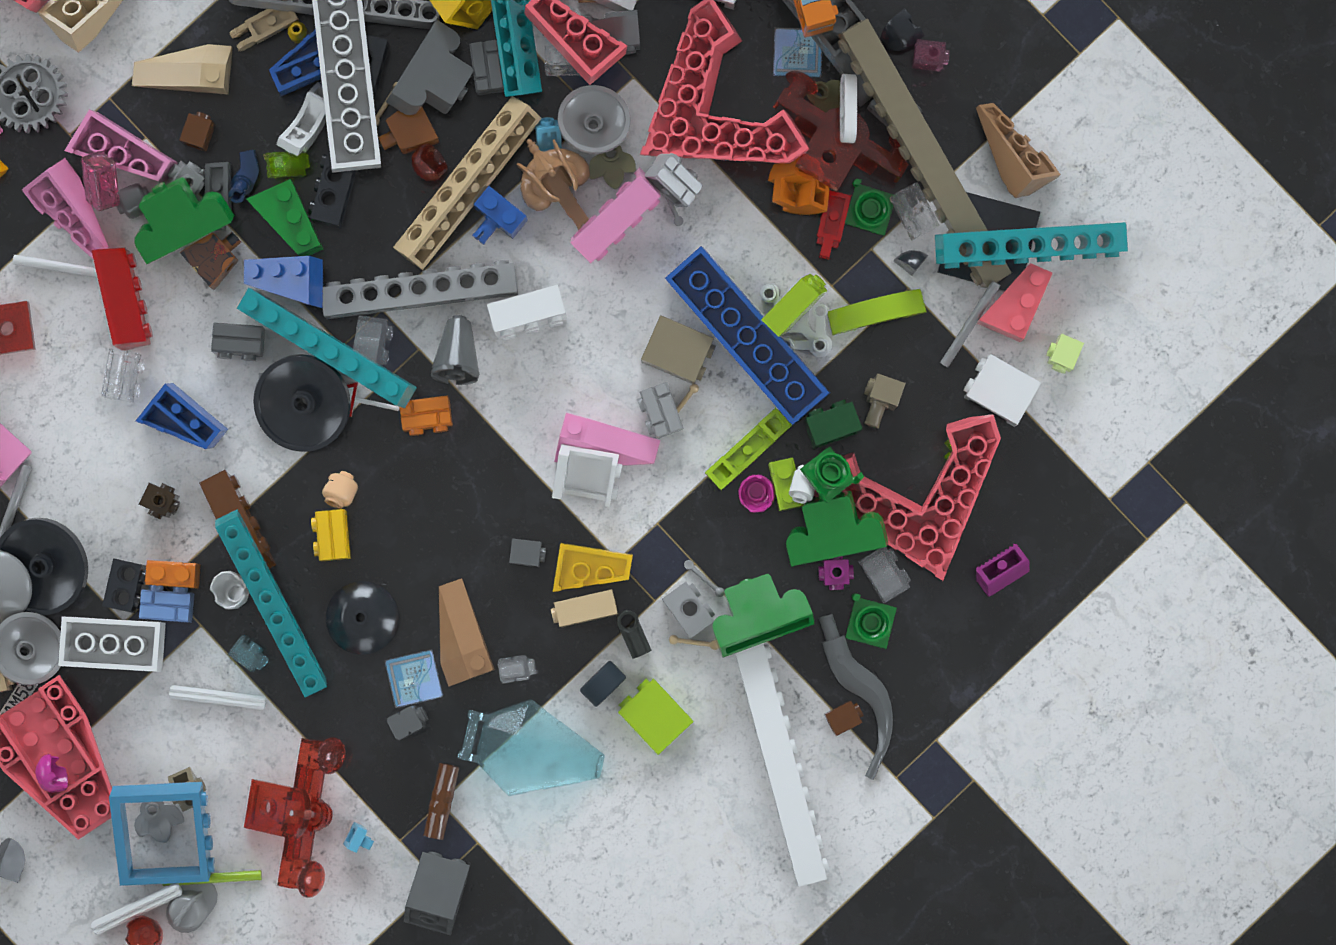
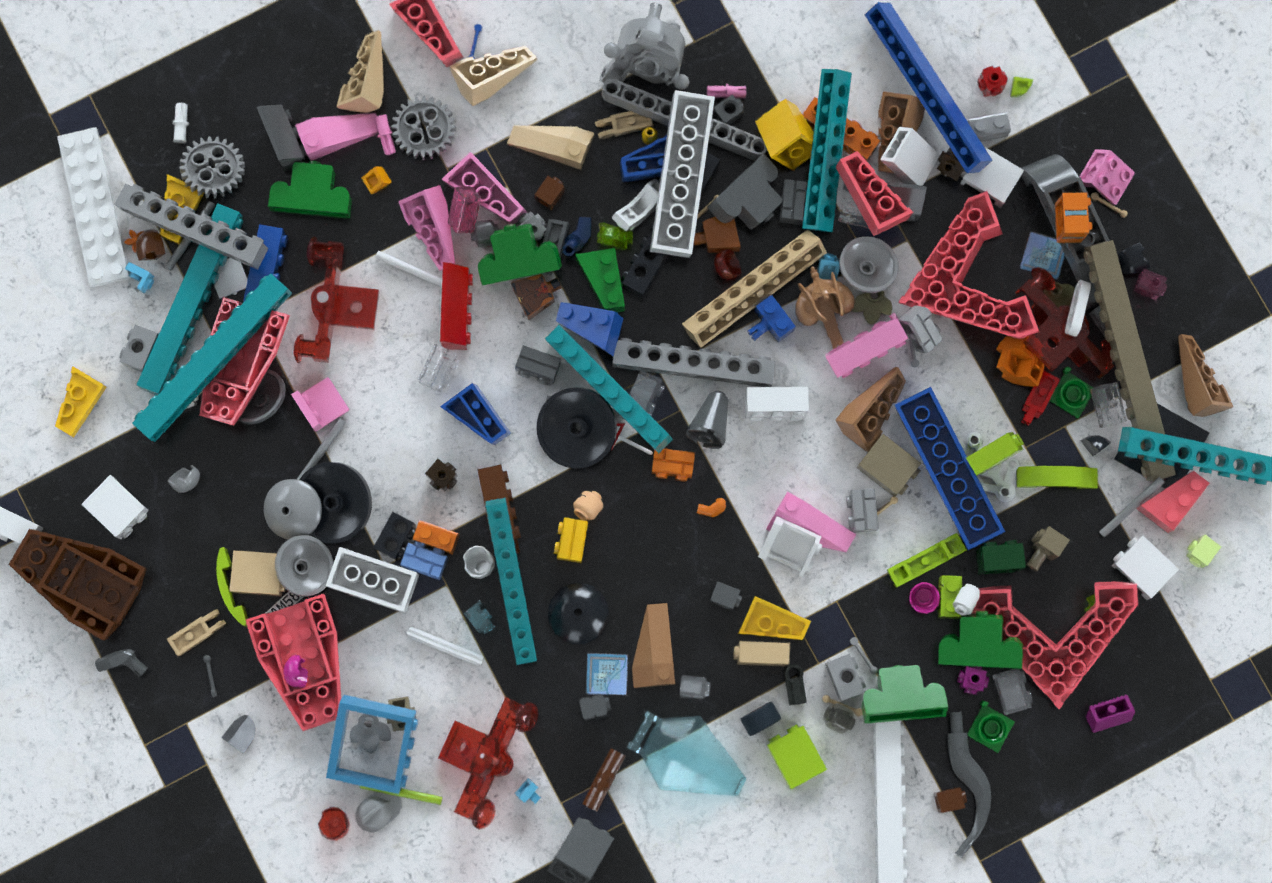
camera: 15 degrees right, 5 degrees down
(136, 908) = (333, 800): white axle -> none
(487, 456) = (714, 509): none -> orange arm
(637, 295) = (866, 414): none -> medium nougat wedge
(693, 658) = (839, 718): none -> clear smoke head
(829, 474) = (990, 597): green hat -> none

